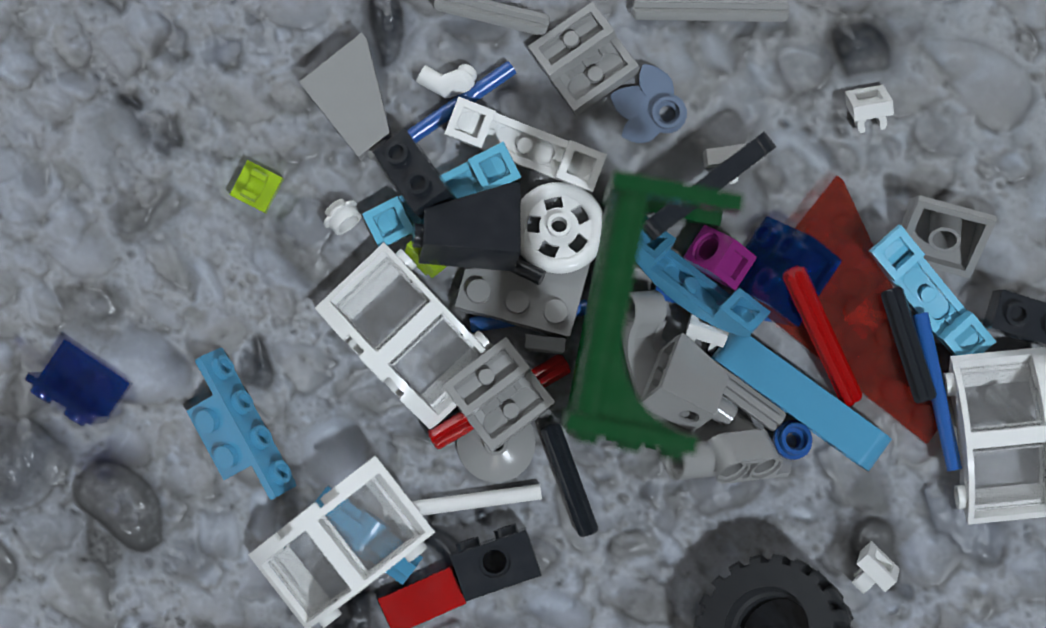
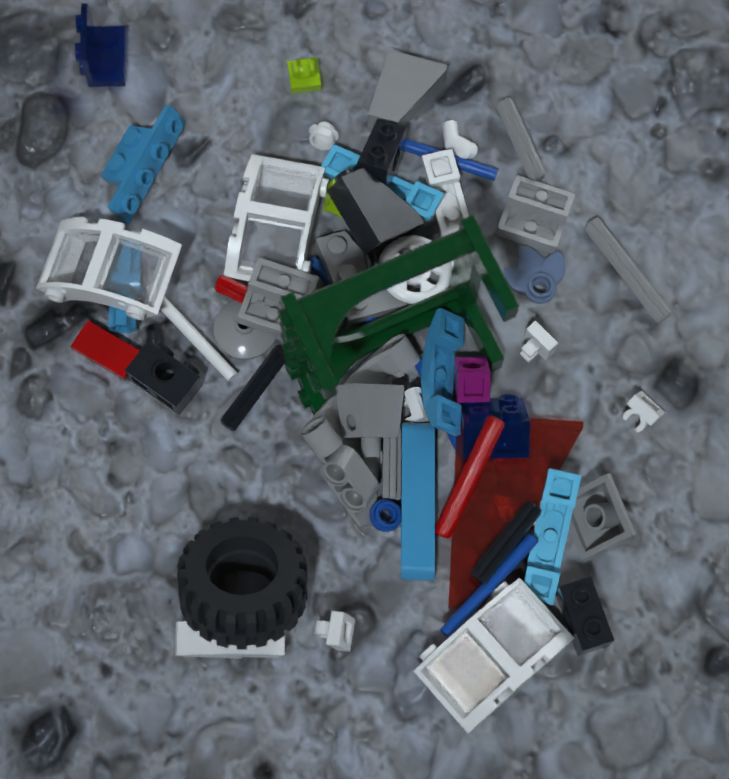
camera: 60 degrees right, 15 degrees down
(715, 179) = (512, 333): black beam -> none

